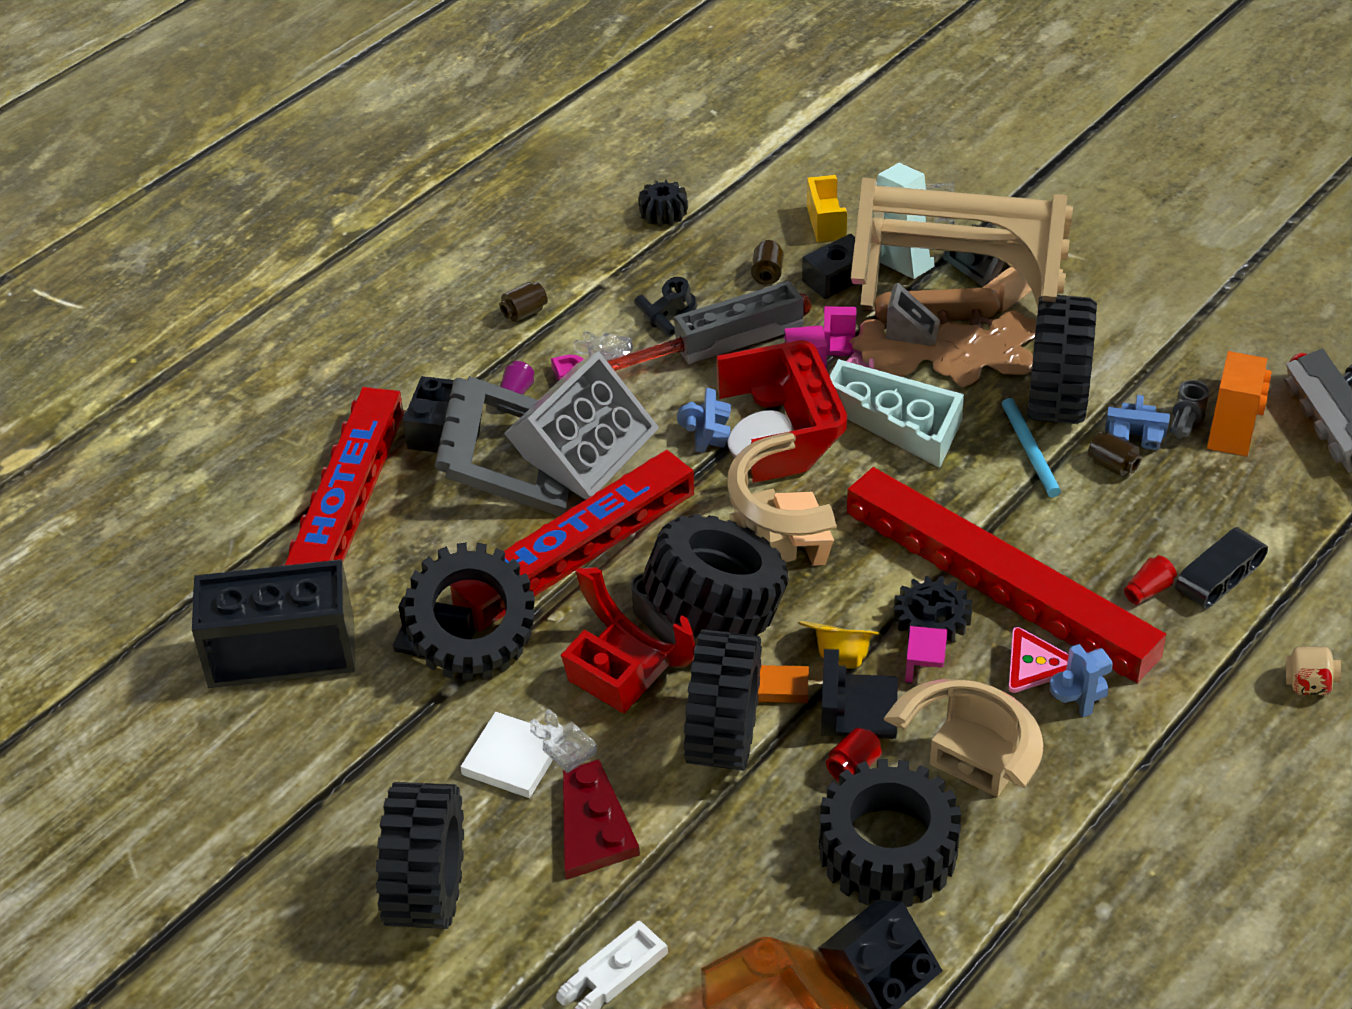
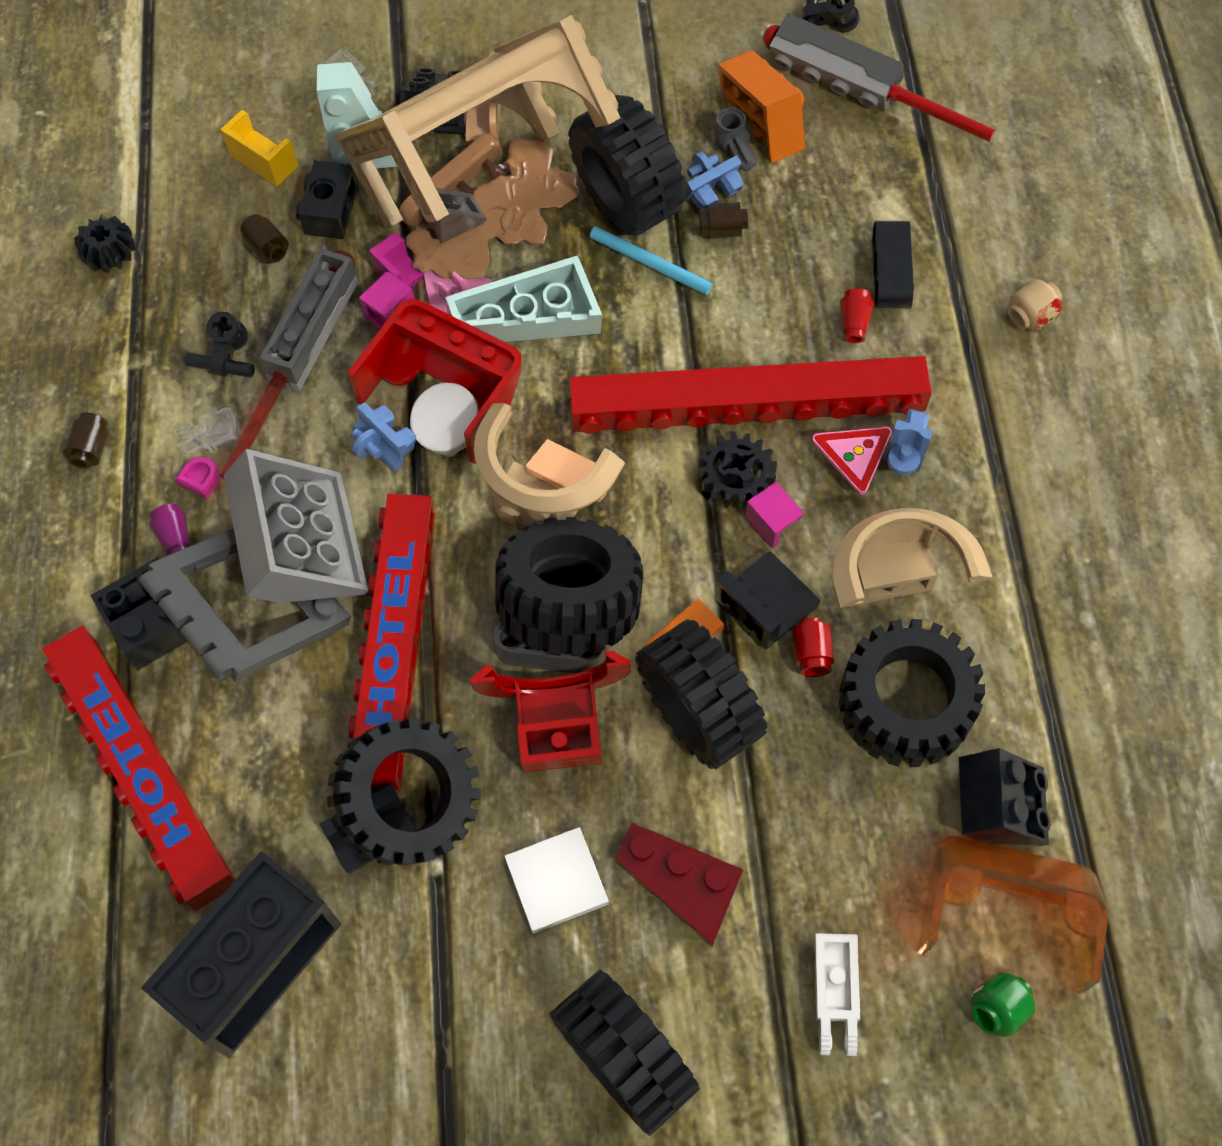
camera: 45 degrees left, 20 degrees up
(565, 744) = (600, 835): clear plate -> none
(852, 644) = (701, 556): yellow piece -> none

